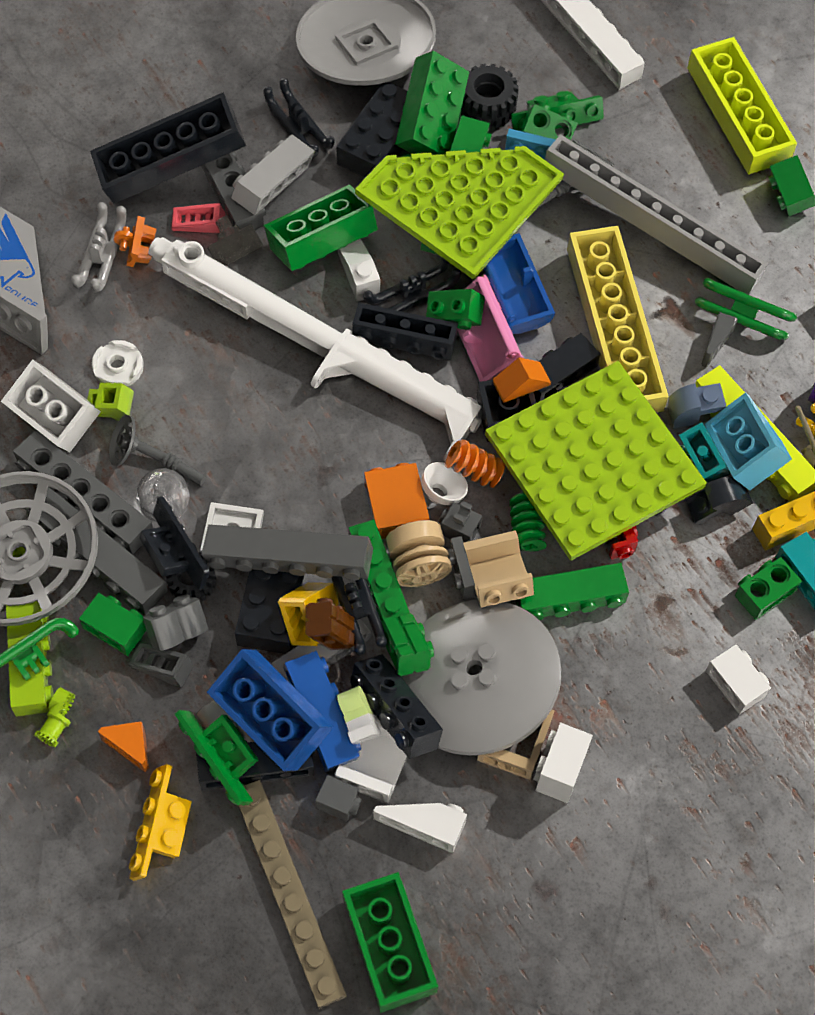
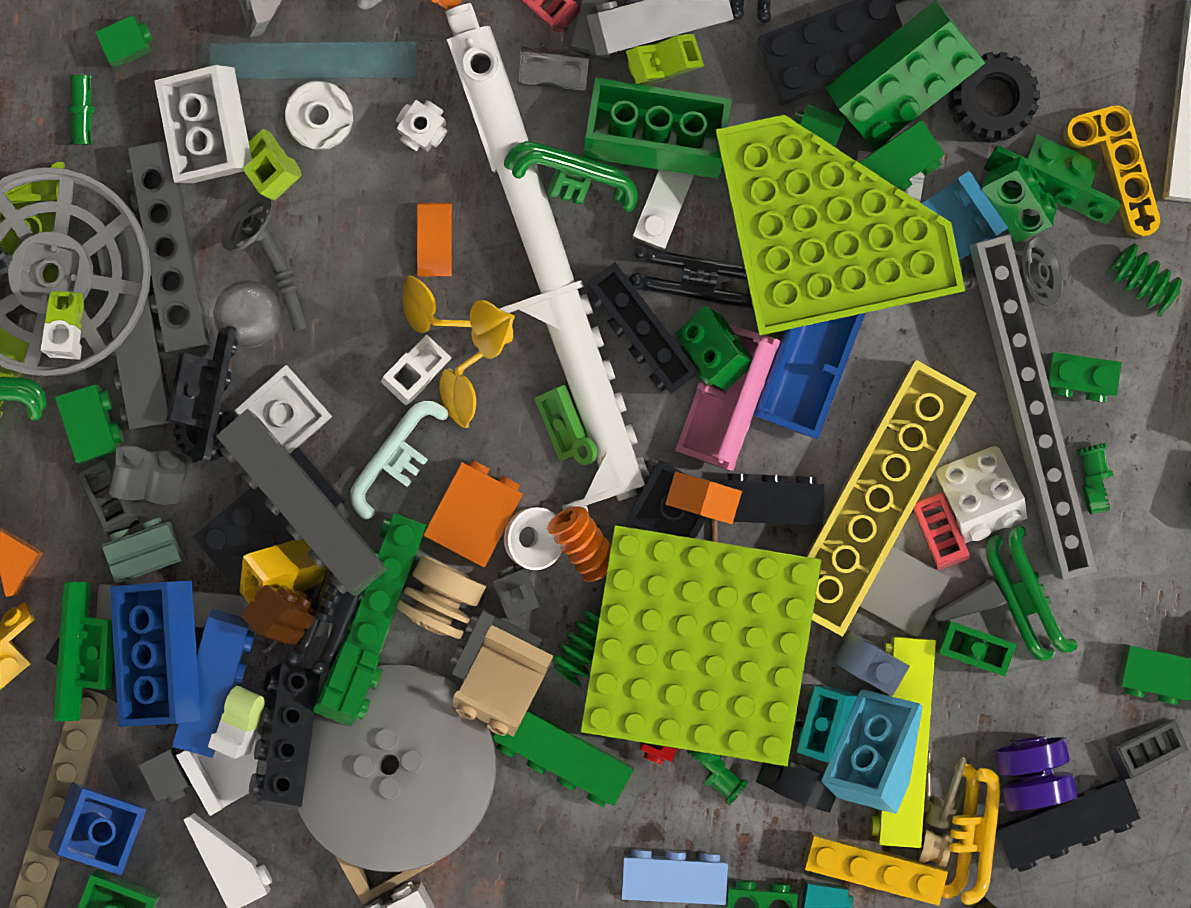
camera: 45 degrees right, 25 degrees up
(52, 561) = (63, 325): none -> leg
(98, 332) = (317, 60): none -> clear light blue tile
(183, 322) = (424, 138): none -> white brick
(209, 666) = (142, 551): none -> sand green brick
(242, 376) = (434, 239): none -> orange slope
(292, 448) = (415, 370): none -> white brick
(294, 196) = (664, 60): none -> lime brick
(295, 276) = (571, 173): none -> green piece
(314, 372) = (489, 333): none -> yellow plant
(321, 502) = (394, 456): none -> light aqua piece
(321, 862) = (97, 828): none -> blue brick
(406, 415) = (565, 426): none -> bright green hinge
(584, 82) = (1119, 173): none -> yellow beam
(649, 121) = (1145, 278): none -> green piece
(656, 529) = (720, 777): none -> green connector
(669, 182) = (1083, 375): none -> green brick
(671, 279) = (982, 494): none -> white bracket
(673, 329) = (950, 559): none -> coral slope
(679, 361) = (905, 592): none -> light grey tile
(701, 610) = (674, 877): none -> light blue brick
(721, 227) = (1096, 469): none -> green connector
(745, 353) = (975, 648): none -> green brick

